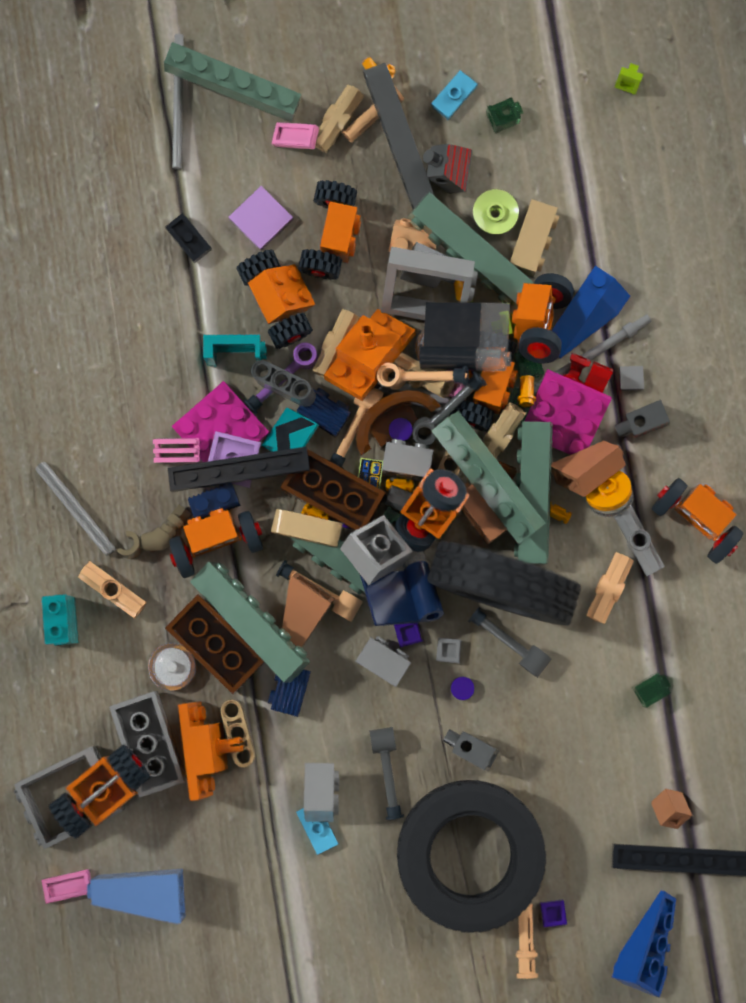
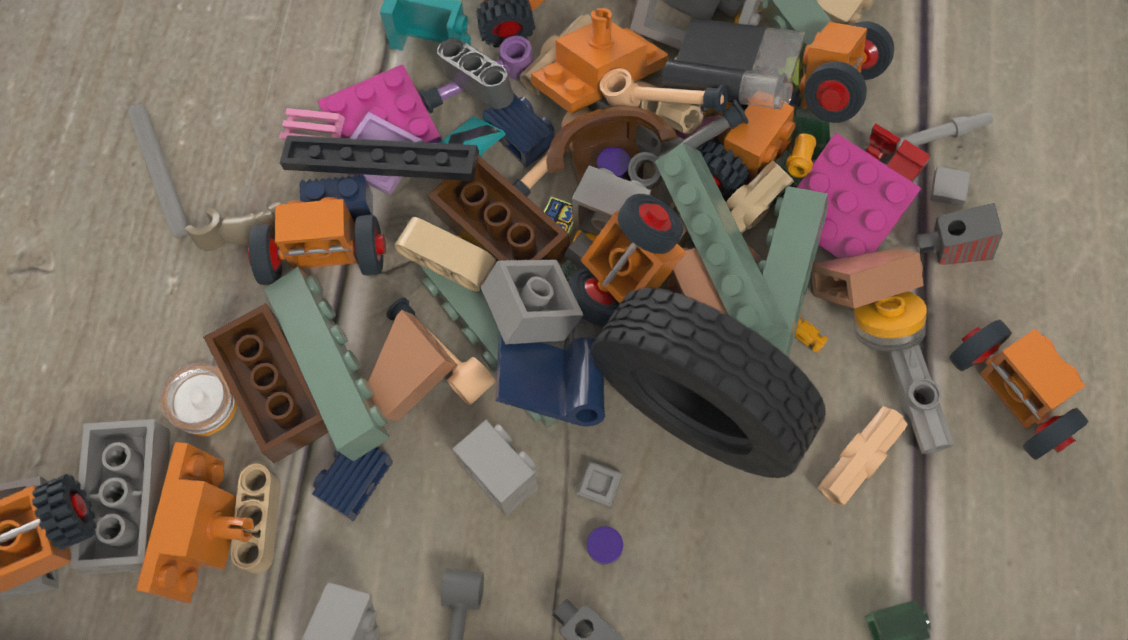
camera: 20 degrees right, 15 degrees down
(60, 619) = (70, 290): teal panel -> none
(100, 580) = (171, 289): light nougat piece -> none
(408, 634) = (547, 444): dark purple tile -> none
(533, 660) = (723, 529): dark grey piece -> none
(590, 309) = (914, 84): blue wedge -> none

